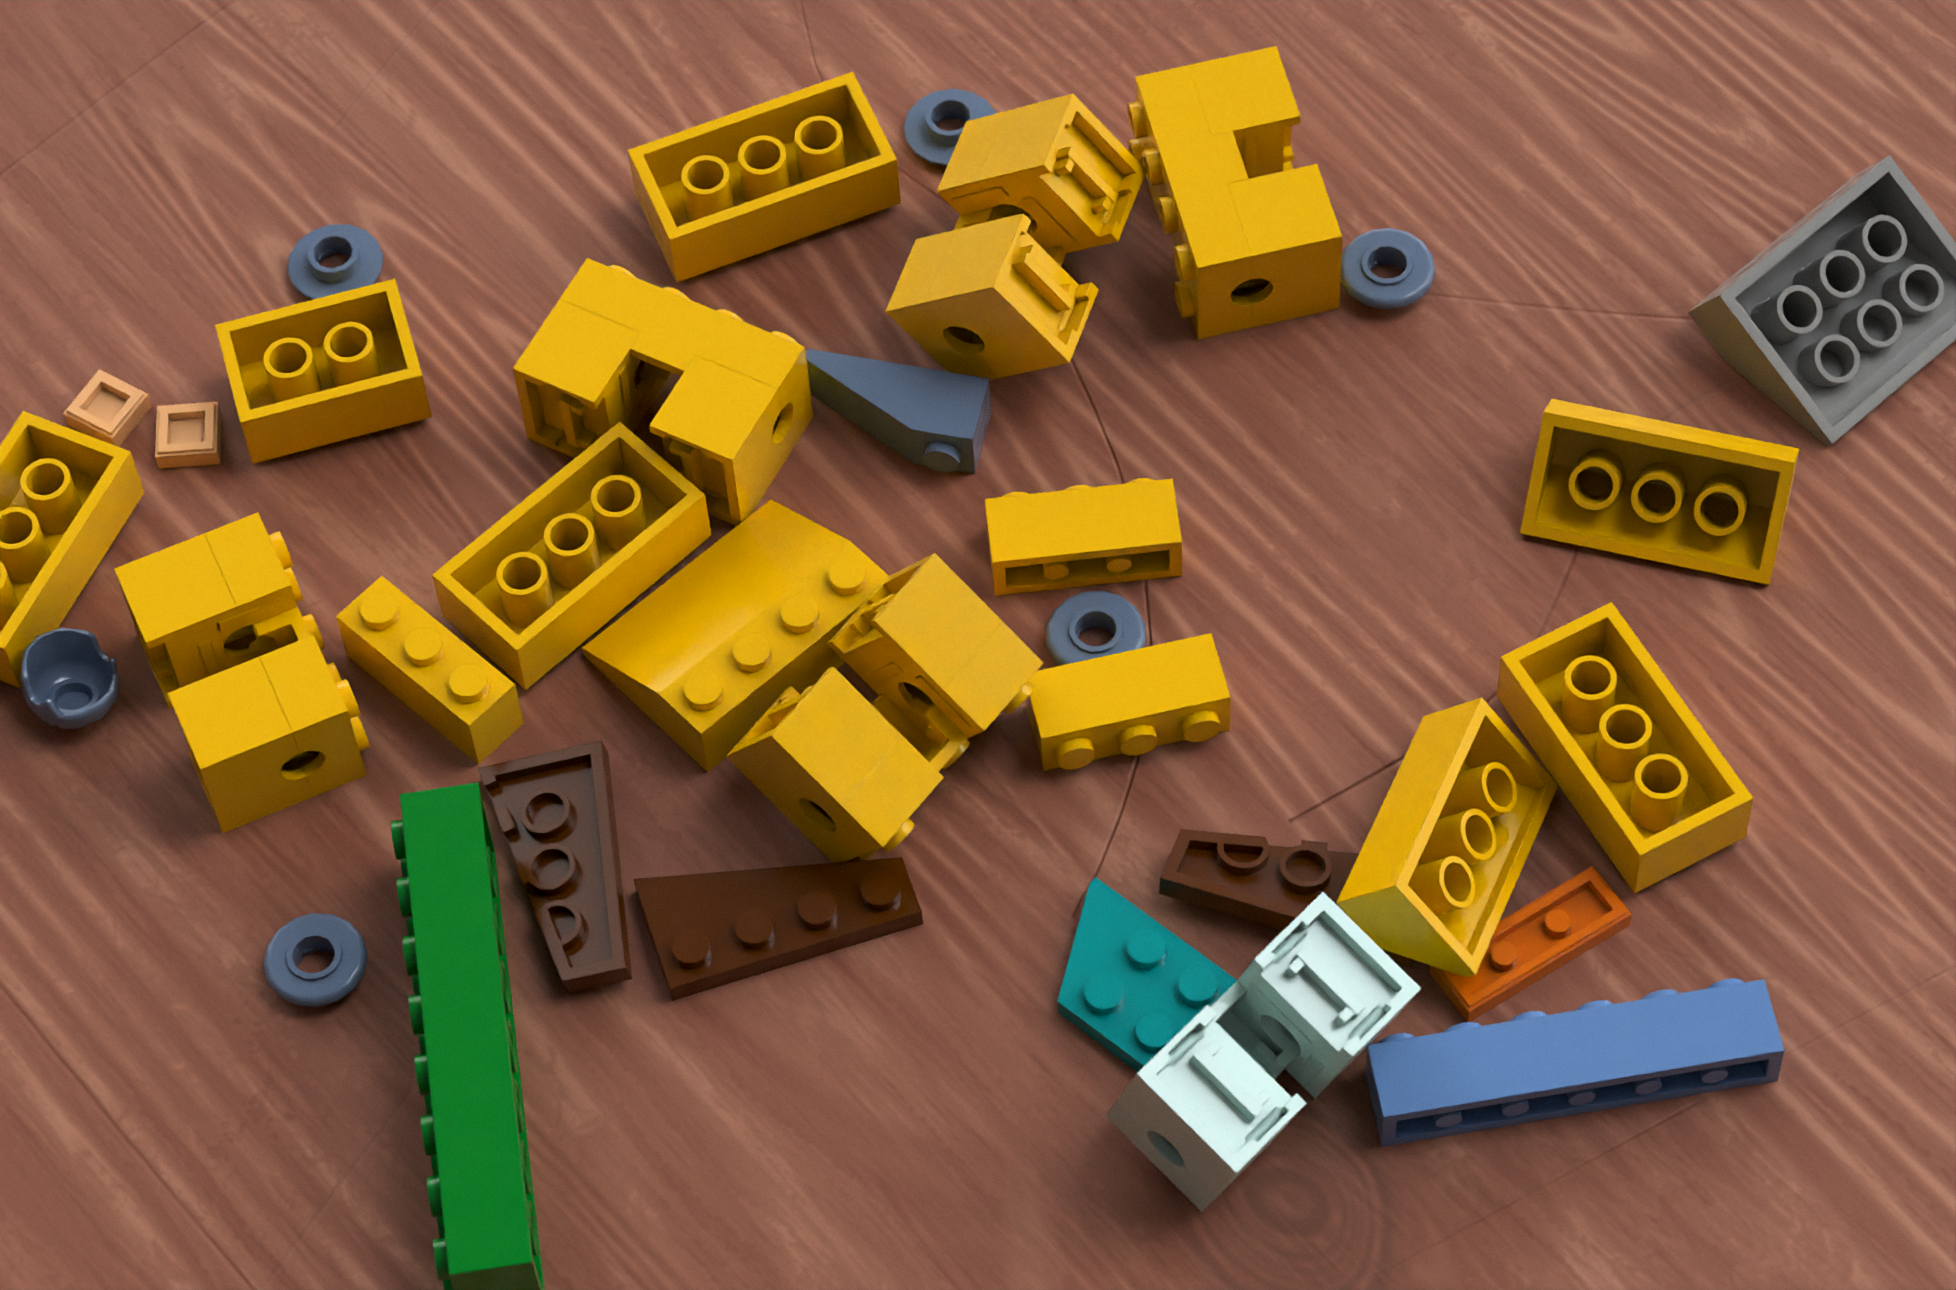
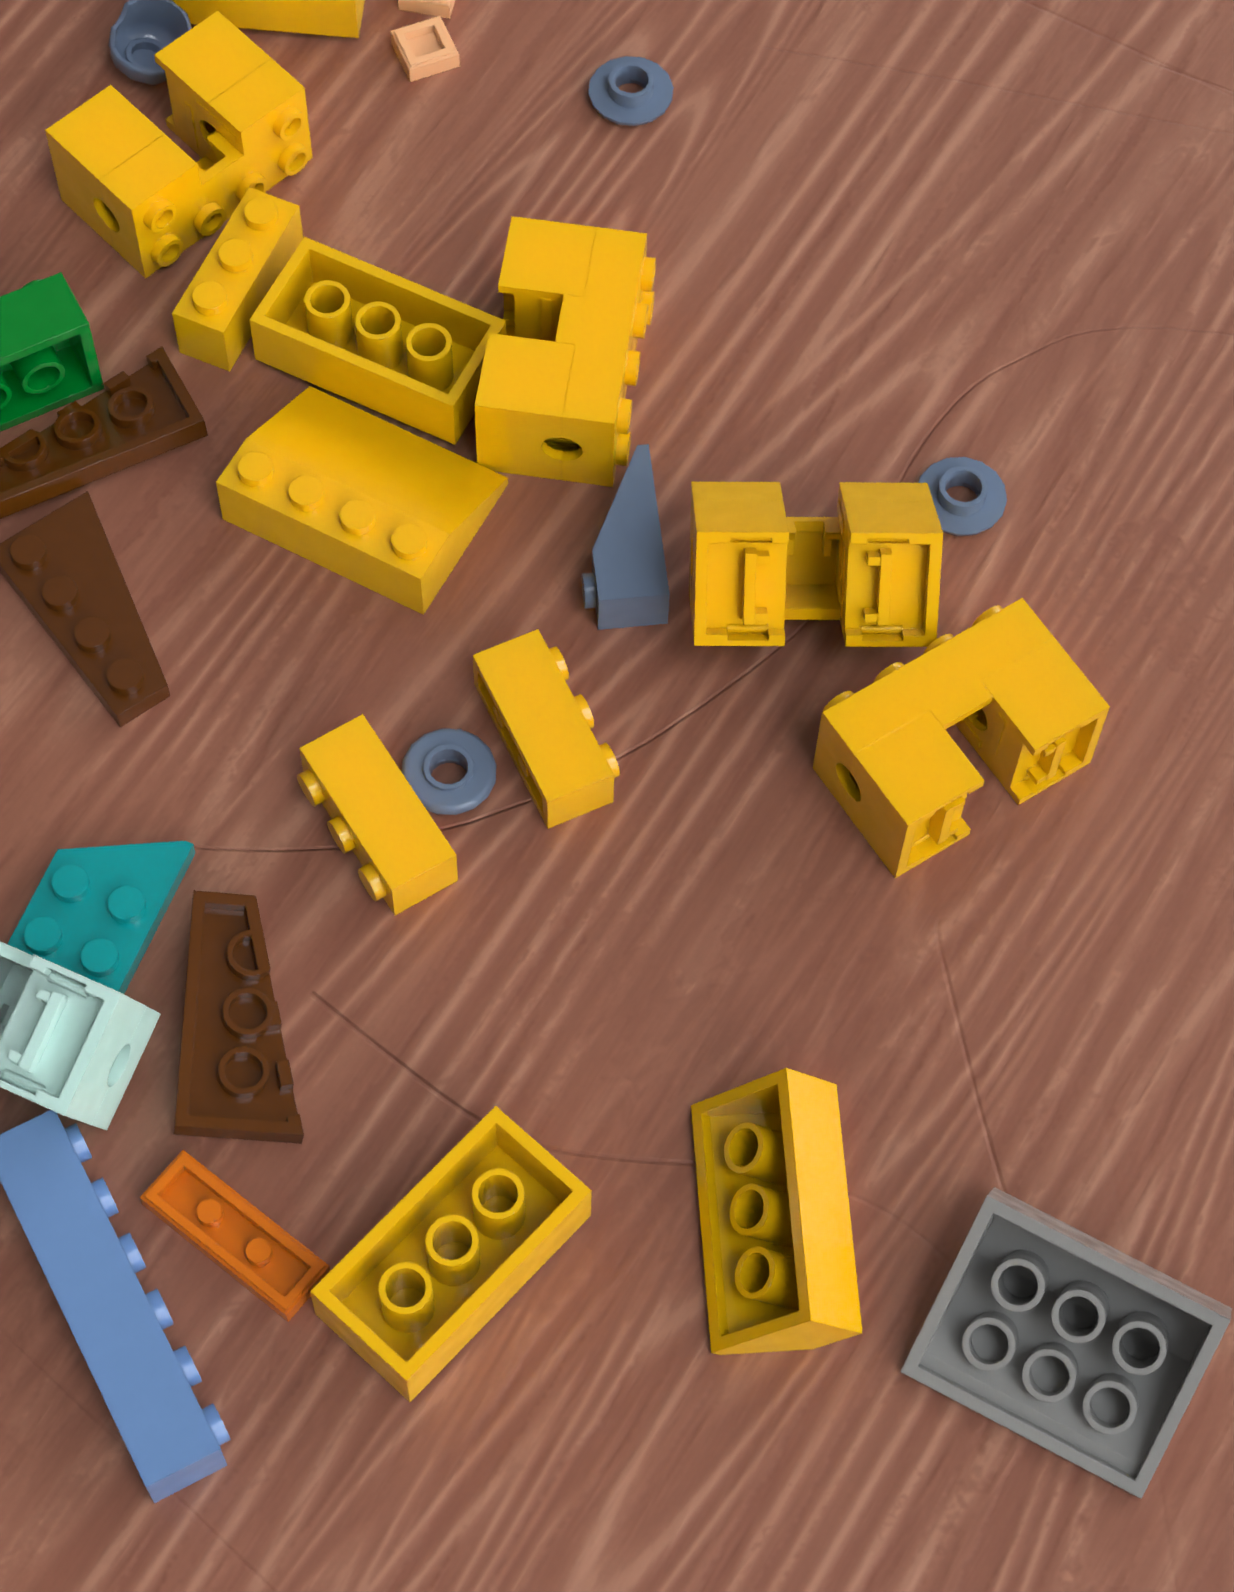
camera: 65 degrees right, 5 degrees up
(323, 371) = (501, 107): yellow brick -> none
(765, 176) = (828, 359): yellow brick -> none
(861, 768) = (207, 612): yellow piece -> none
(1390, 248) = (949, 877): sand blue piece -> none
(1449, 840) = (297, 1123): yellow slope -> none

